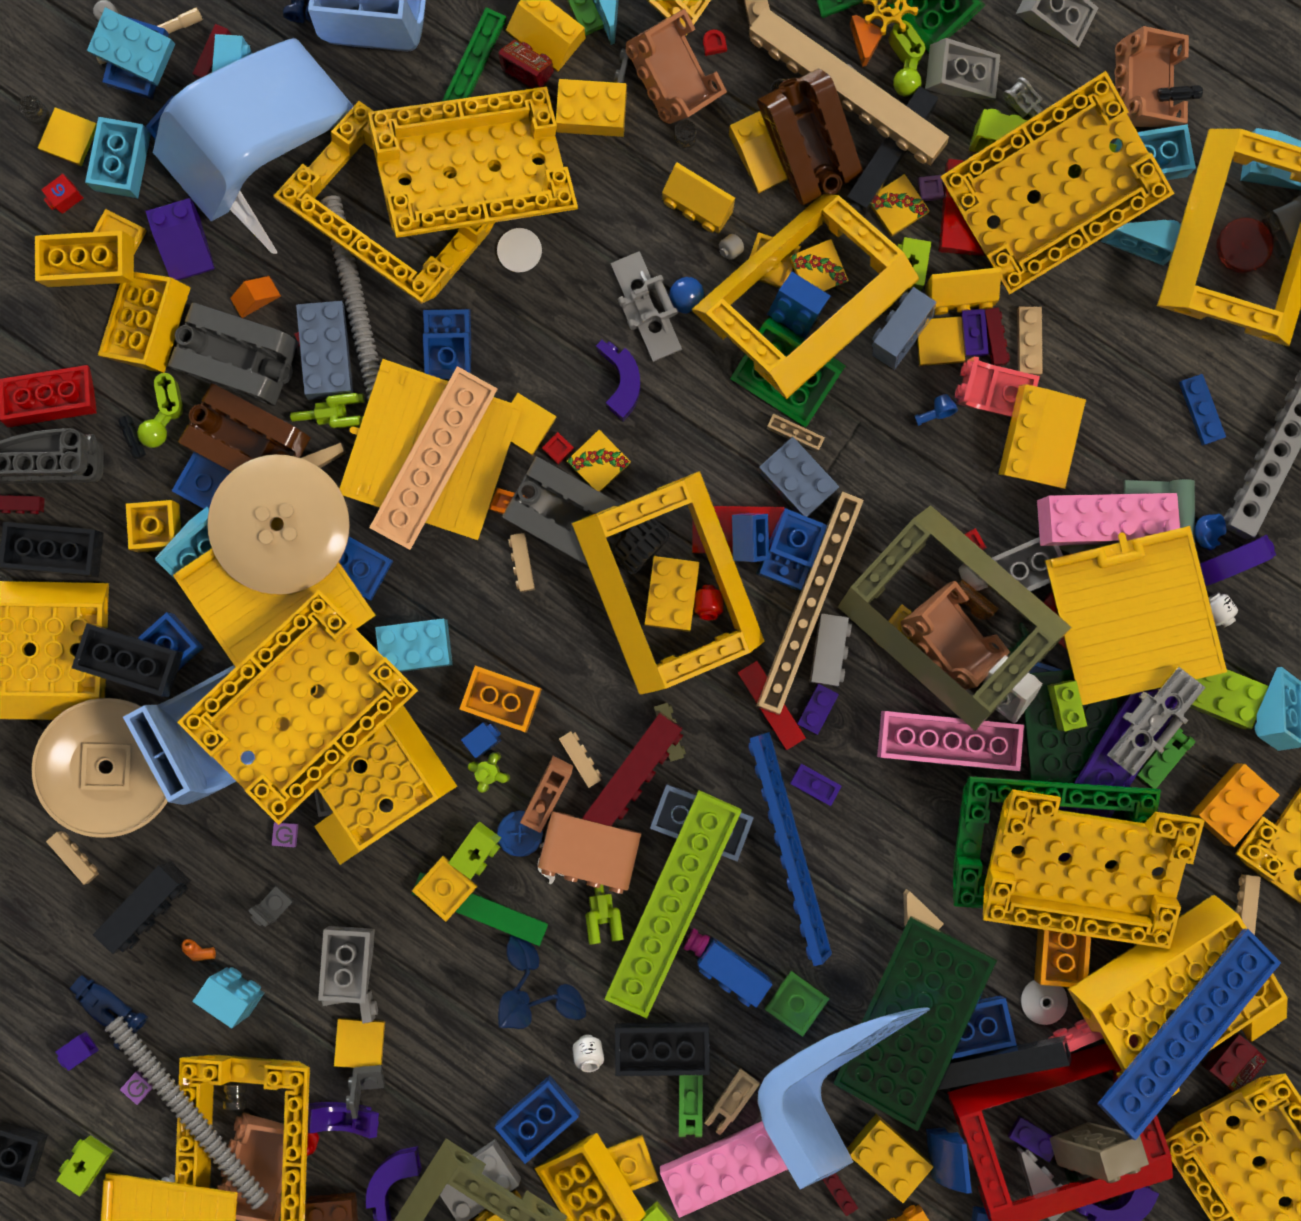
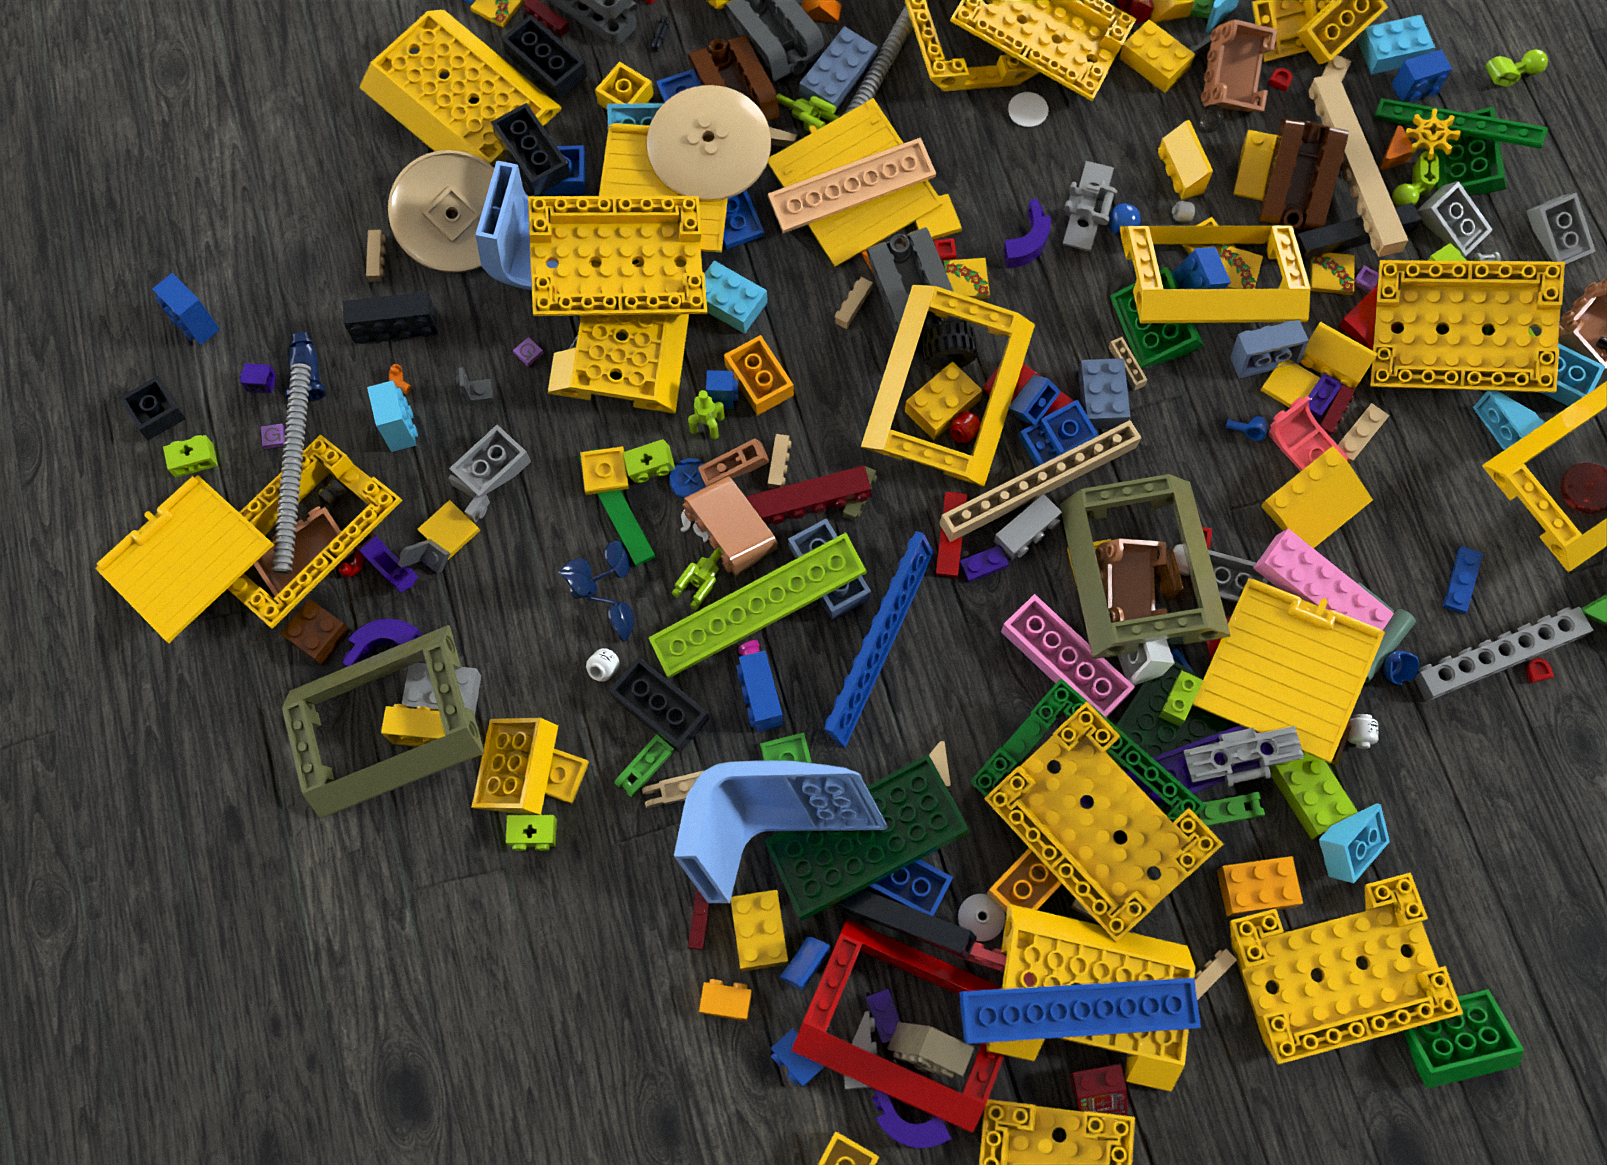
camera: 40 degrees right, 15 degrees down
(153, 431) = (704, 30): lime beam -> none
(446, 341) = (931, 122): blue slope -> none
(537, 1119) = (524, 680): blue brick -> none
(721, 1169) = (624, 830): bright pink brick -> none
(815, 784) = (937, 613): dark purple plate -> none
(918, 253) = (1320, 310): lime brick -> none
(1237, 560) = (1406, 701): dark purple arch -> none

